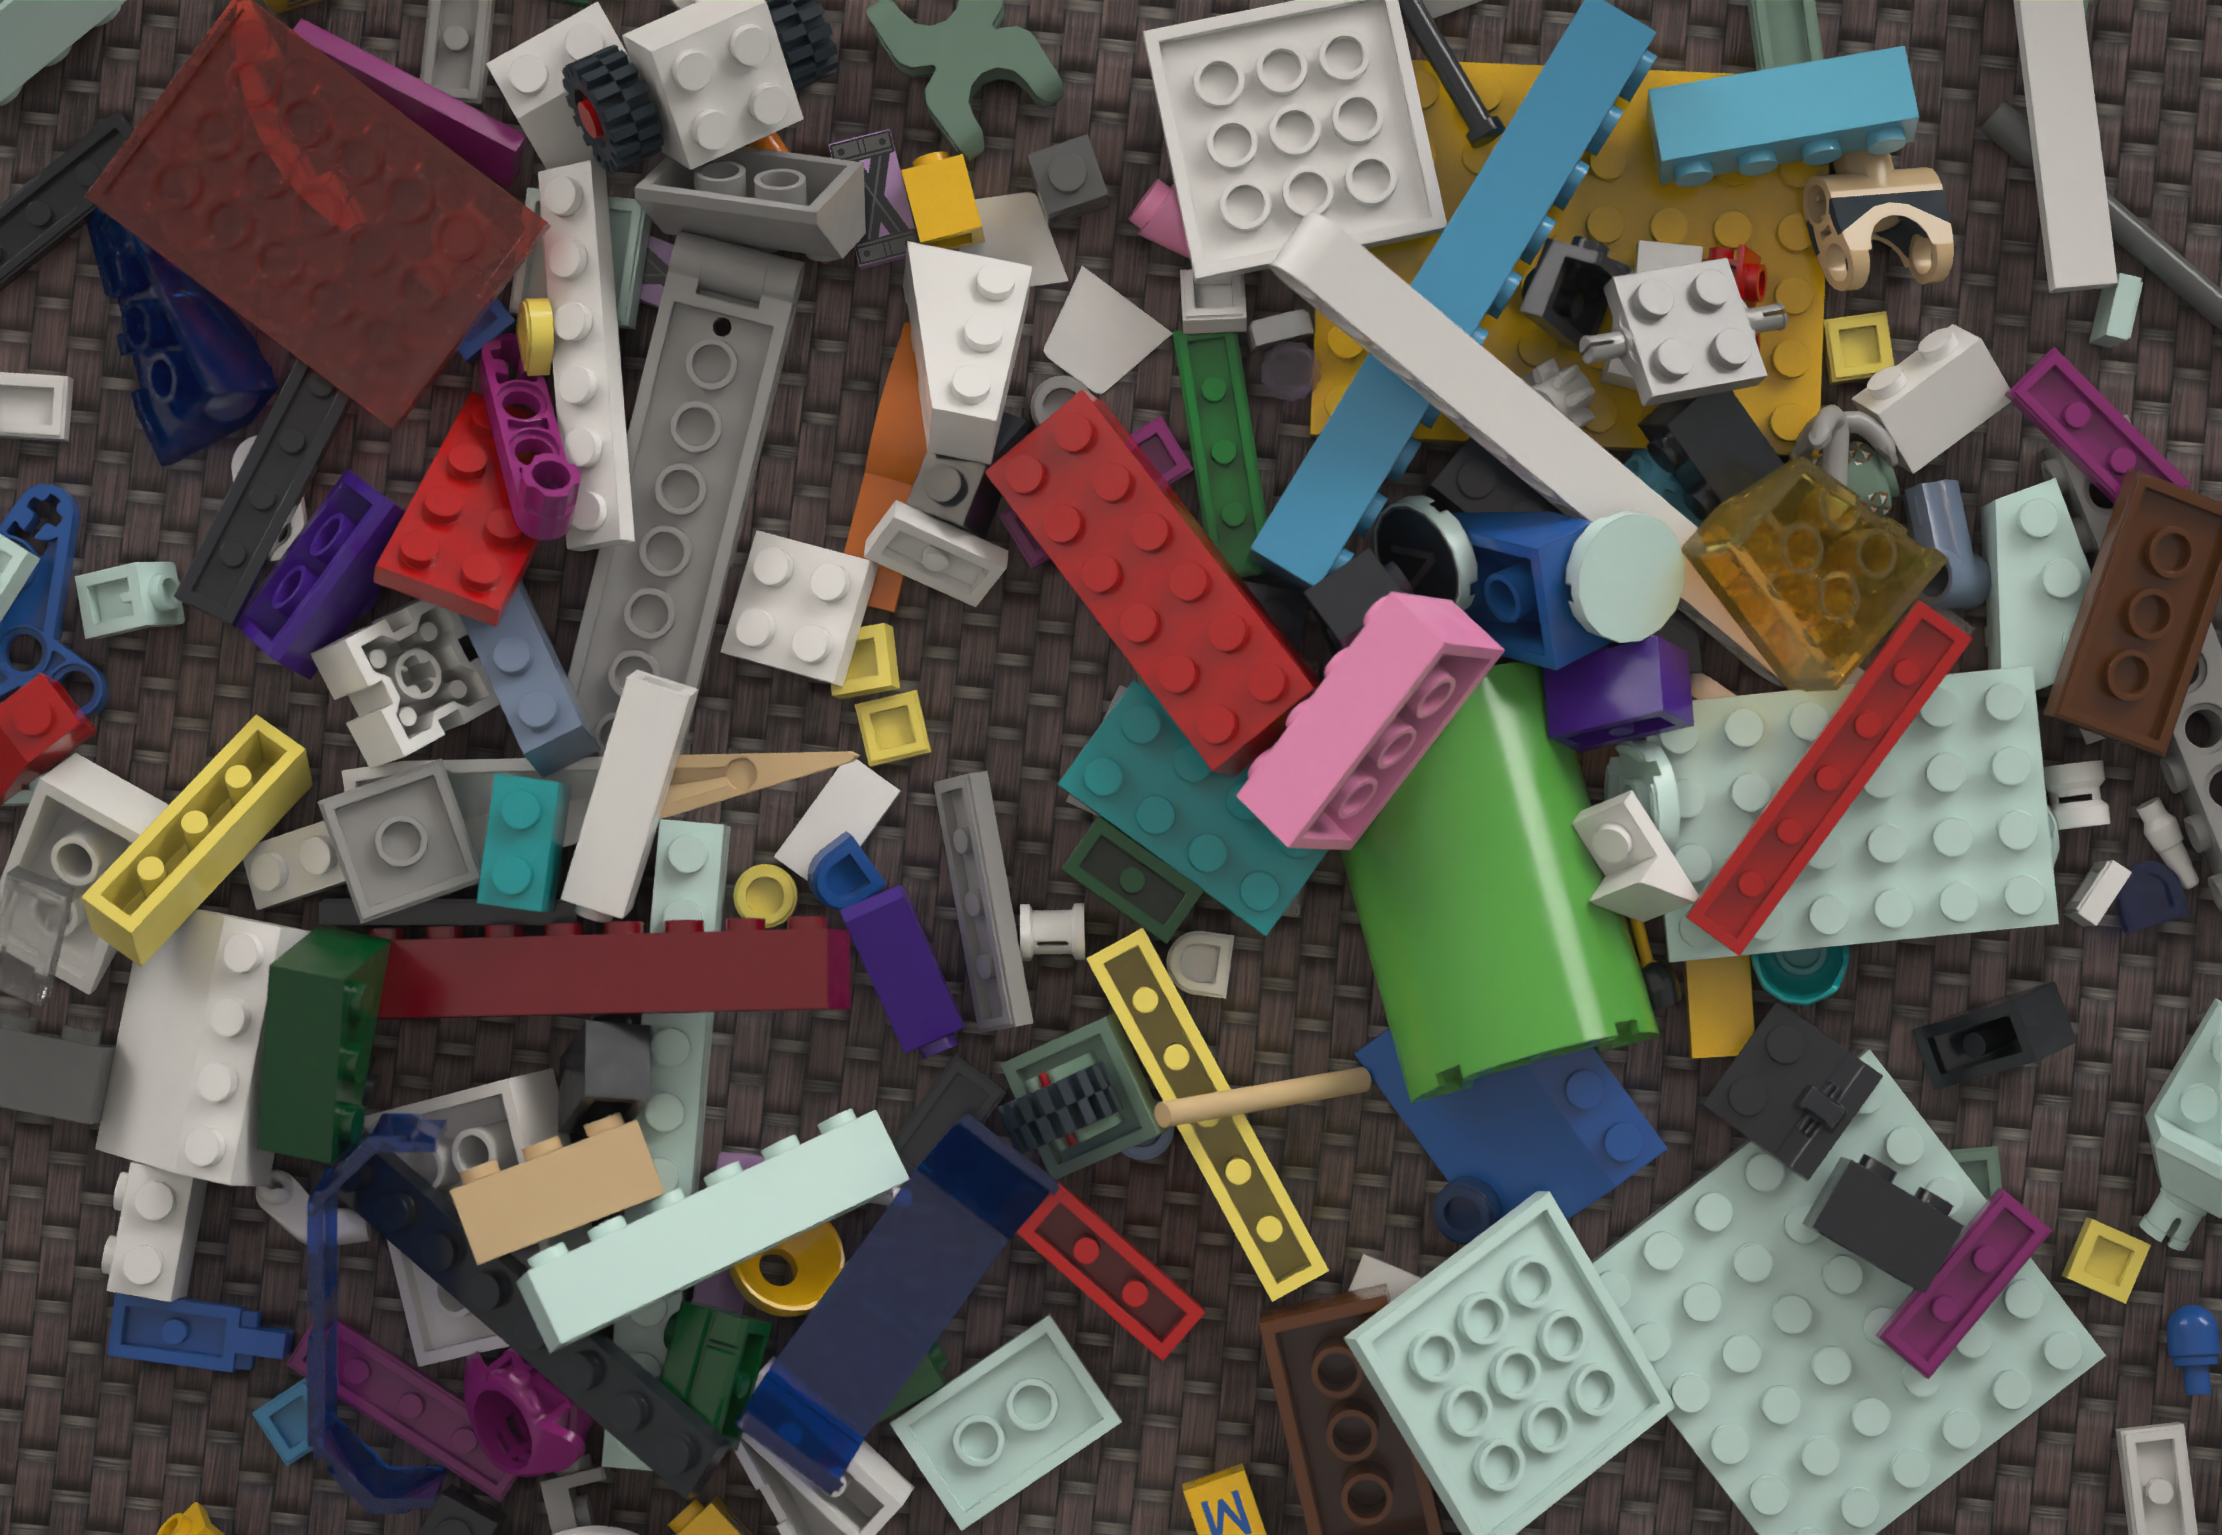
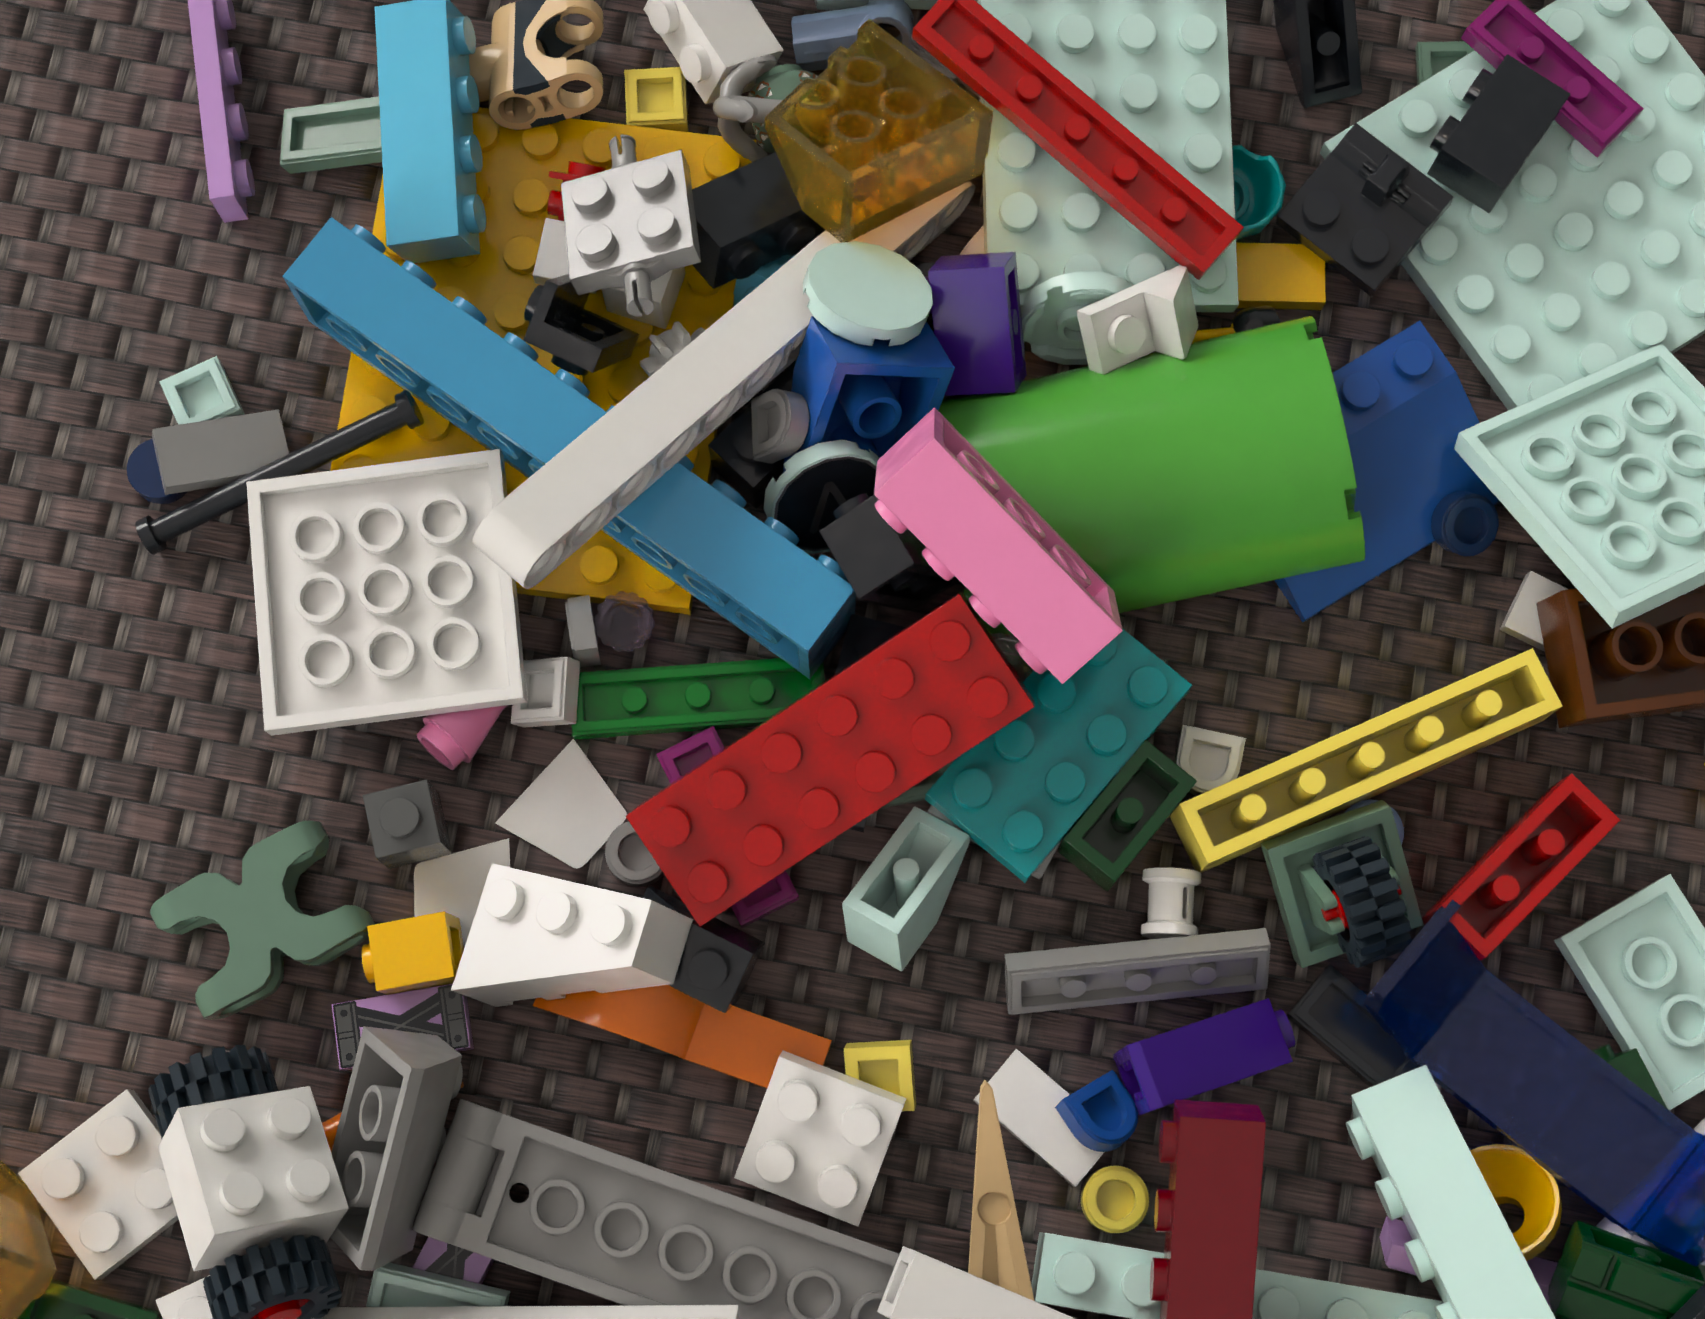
camera: 85 degrees left, 10 degrees down
(893, 728) = (950, 1052): light yellow tile -> none
(936, 553) = (776, 989): white plate -> none
(1044, 669) = (905, 889): none -> light aqua slope
(1262, 1097) = (1357, 702): tan bar -> none
(1489, 501) = (778, 424): none -> light grey tile

